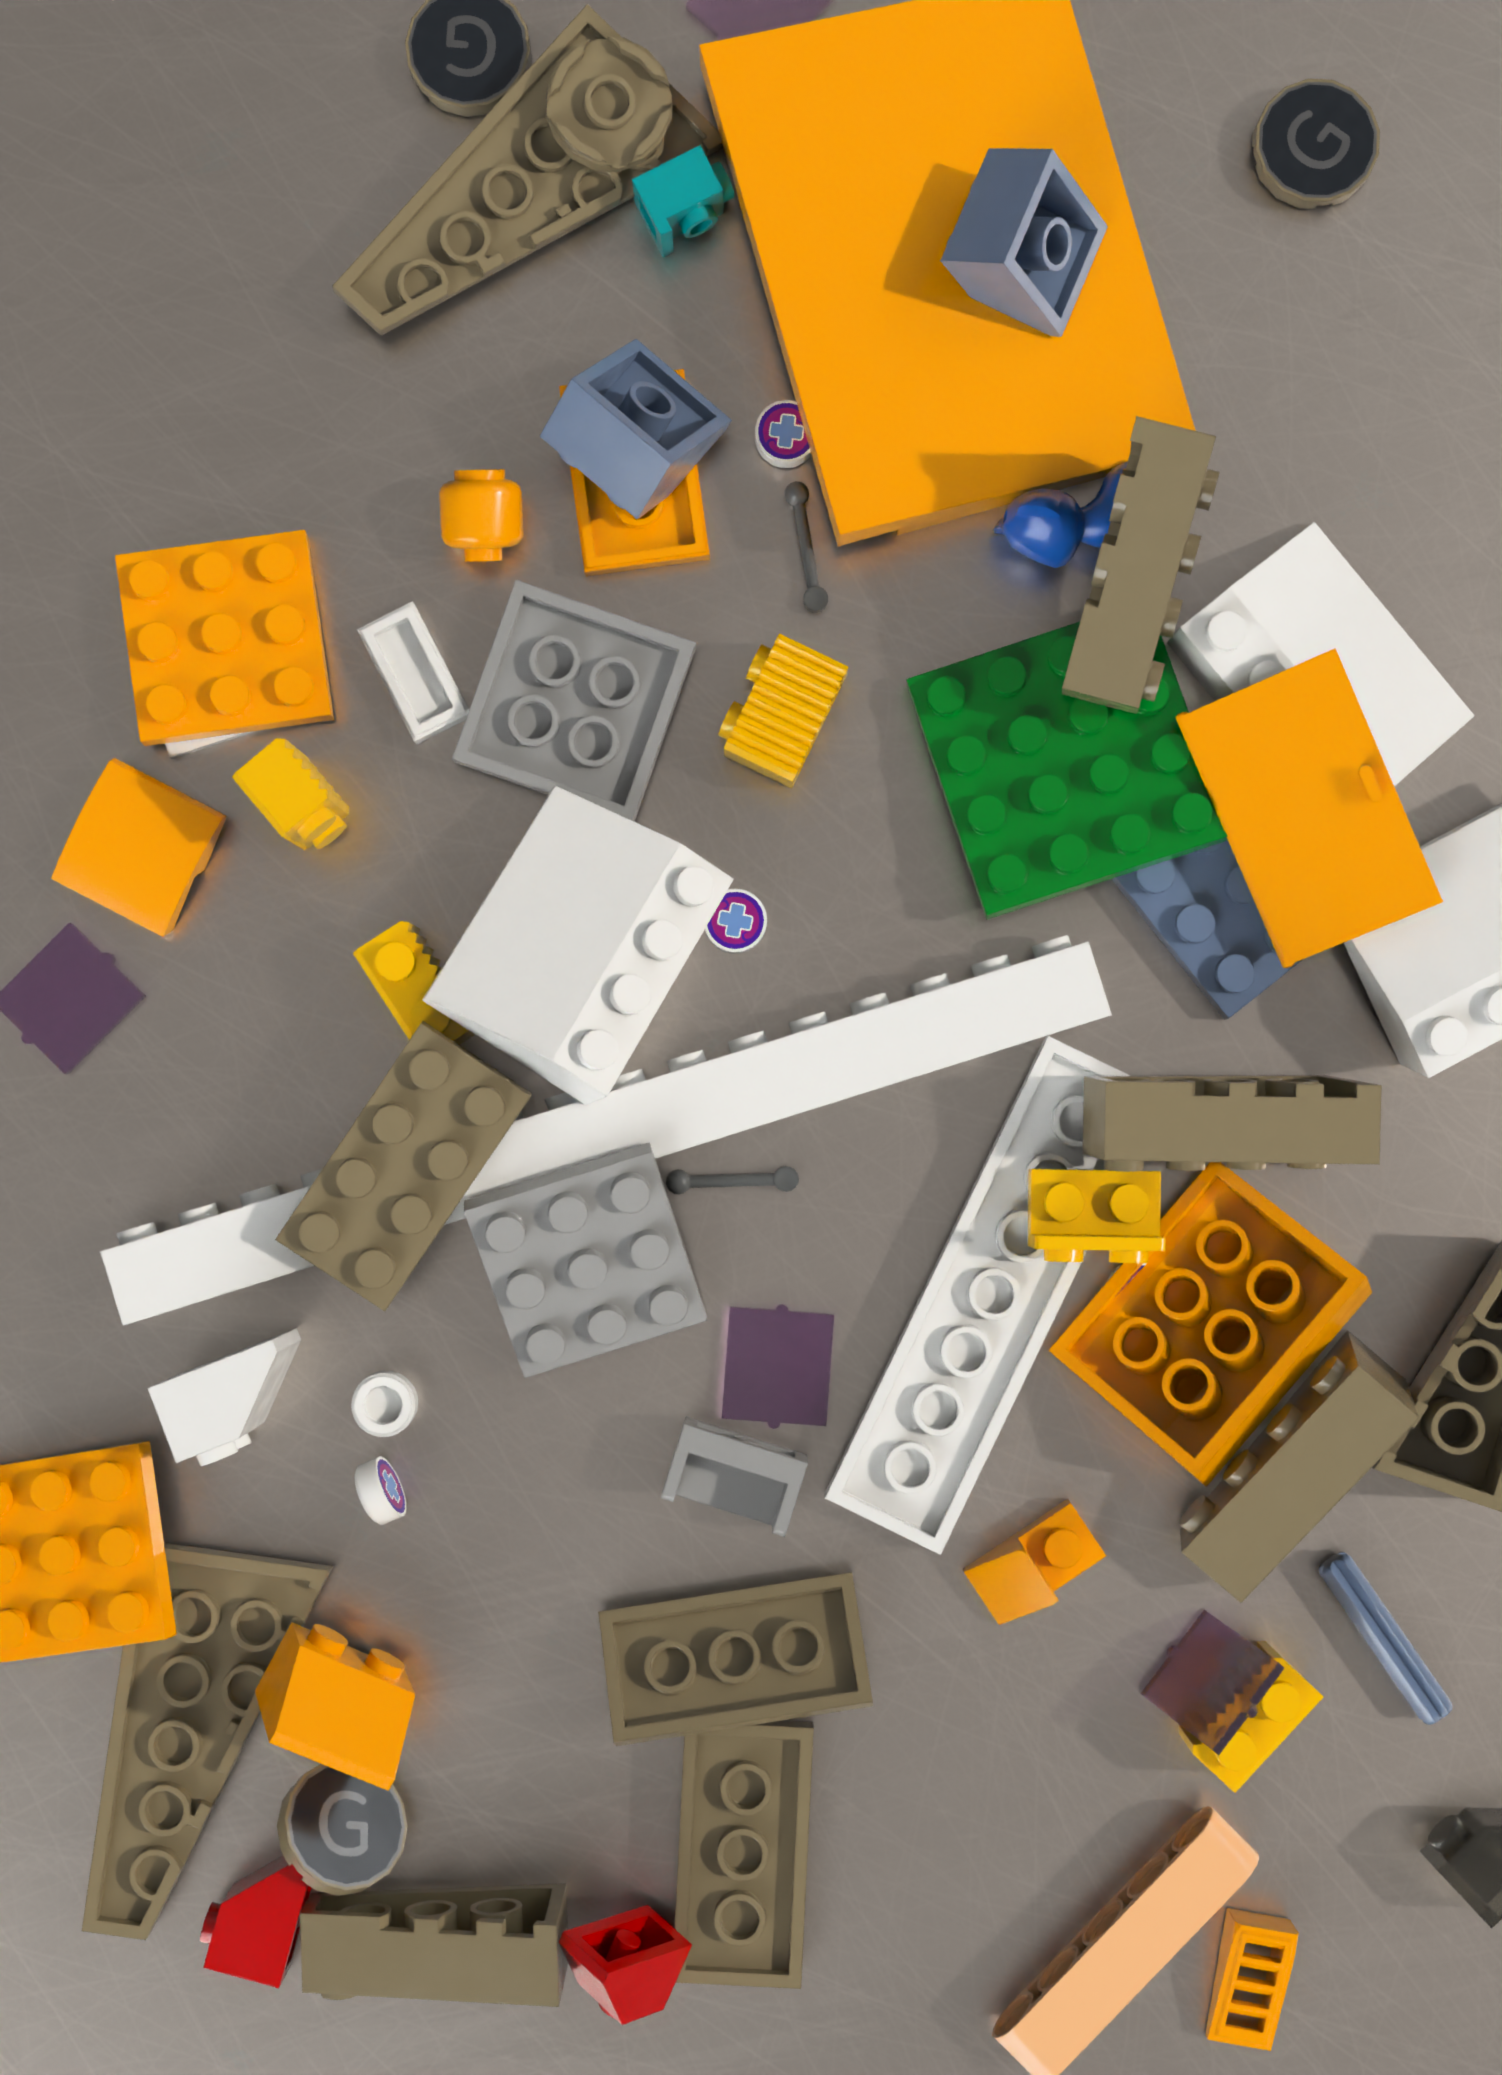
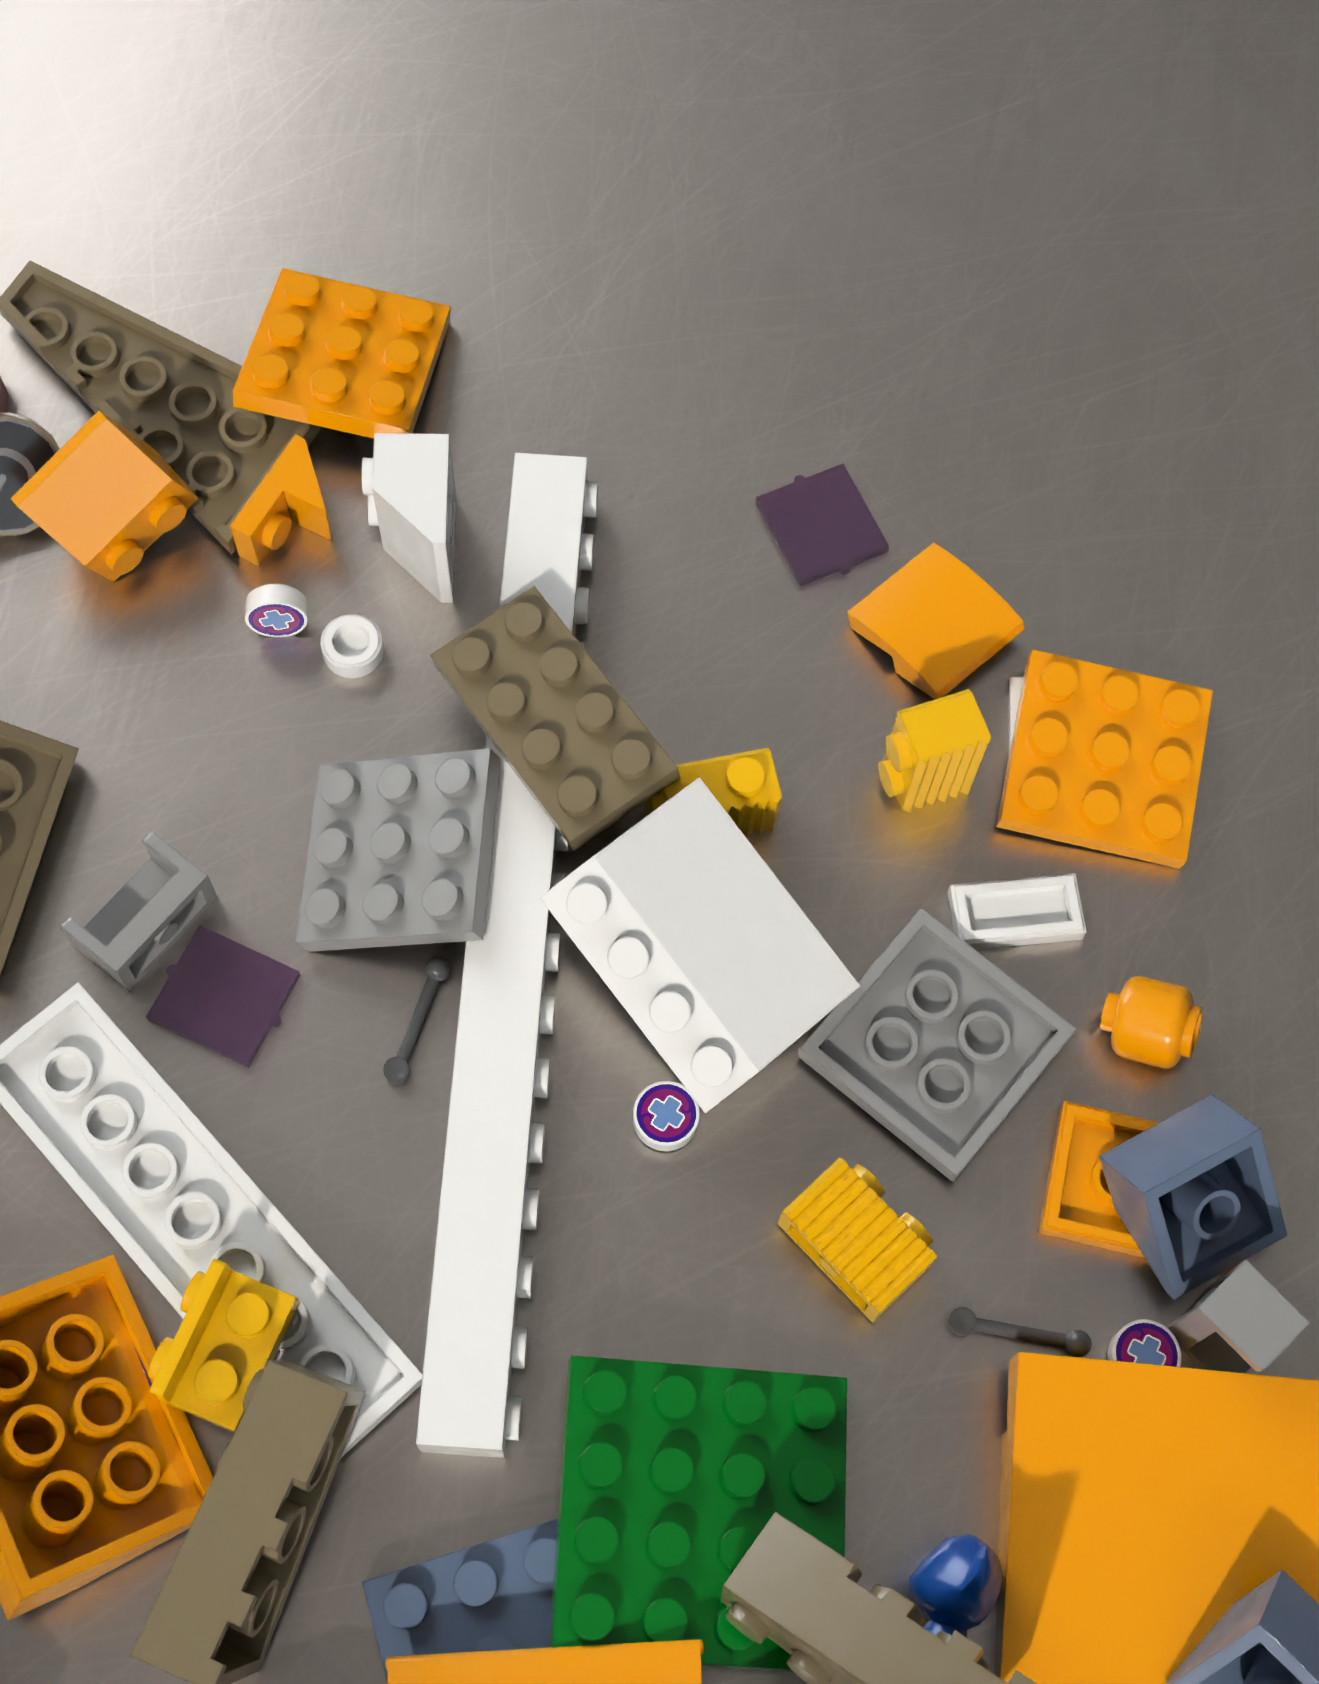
camera: 110 degrees right, 20 degrees down
(247, 1538) = (283, 496): none -> light orange slope
(741, 356) = (1238, 1323): none -> light grey panel

